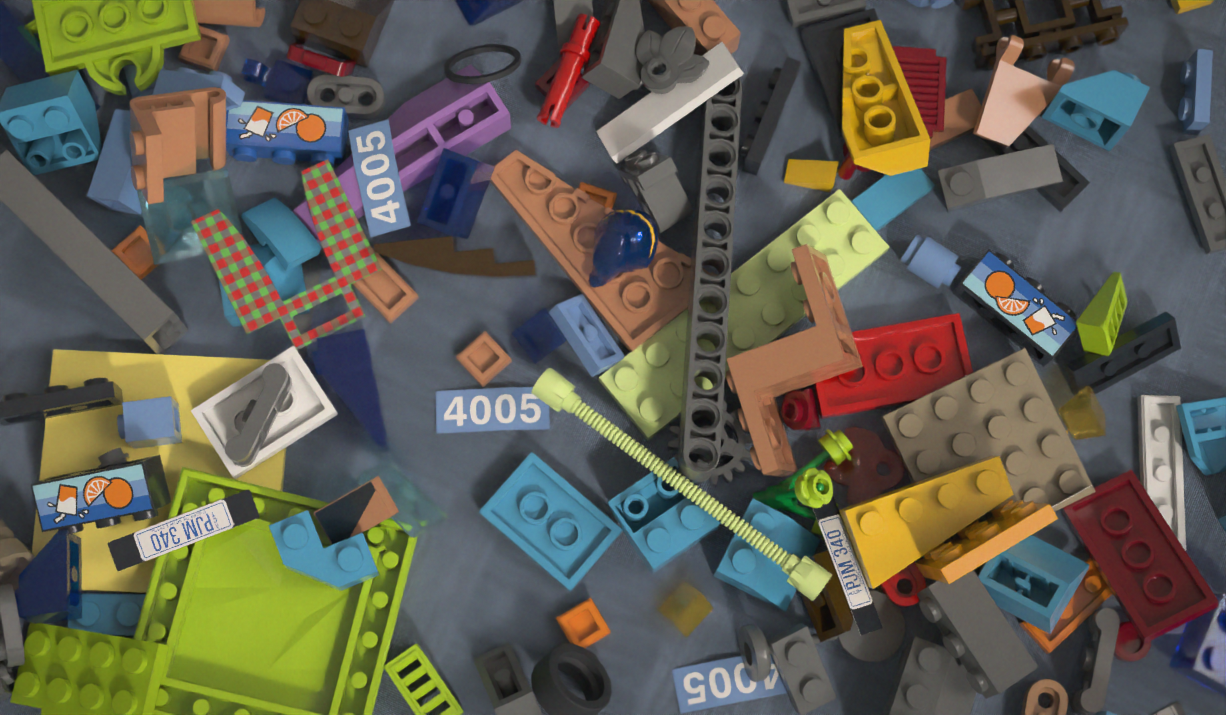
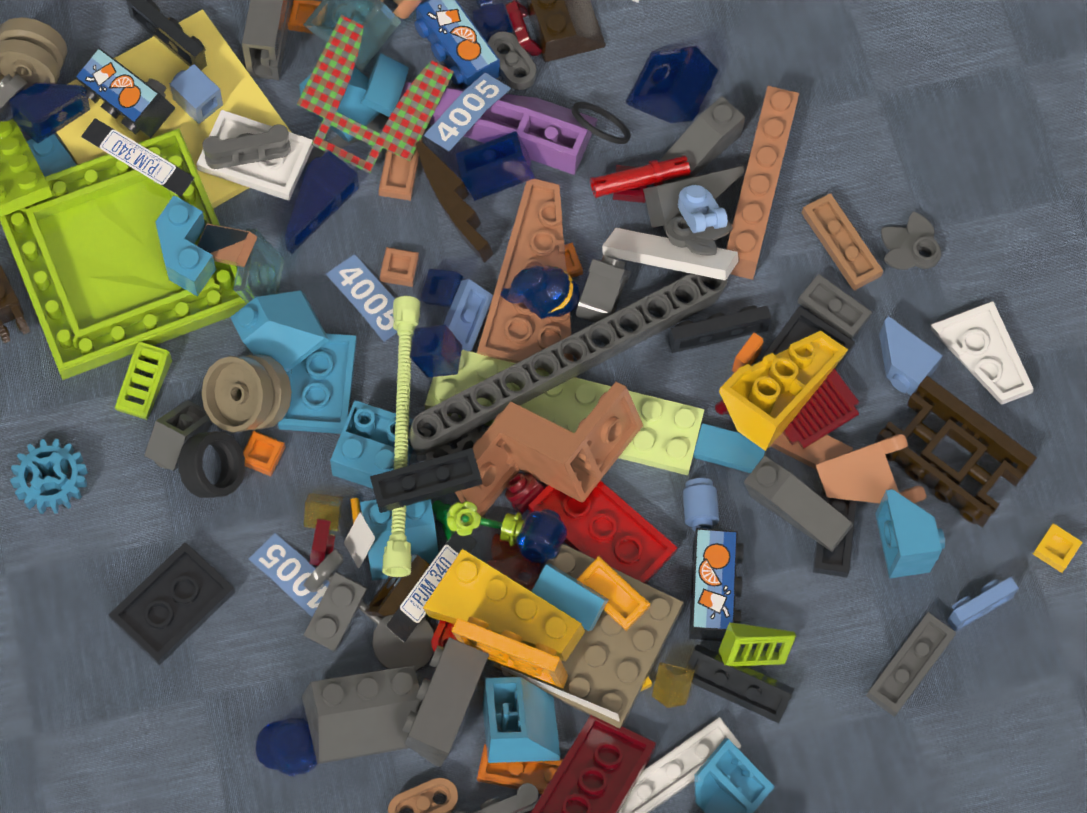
camera: 55 degrees right, 10 degrees down
(478, 520) = (280, 327): none -> dark azure slope
(524, 600) = (246, 392): none -> dark tan wheel
(611, 389) = (436, 351): none -> clear blue brick
(645, 39) = (700, 209): none -> light blue plate
(709, 579) = (355, 507): none -> light orange piece
(722, 634) = (322, 542): none -> dark red plate
(749, 597) = (359, 540): none -> white sticker
(758, 496) = (426, 480): none -> black plate
(811, 174) = (701, 386): yellow piece -> none
(815, 110) = (749, 352): none -> orange tile
(869, 426) = (541, 536): none -> clear blue head
(953, 446) = (570, 596): none -> dark azure tile
(975, 405) = (624, 602): none -> light orange tile

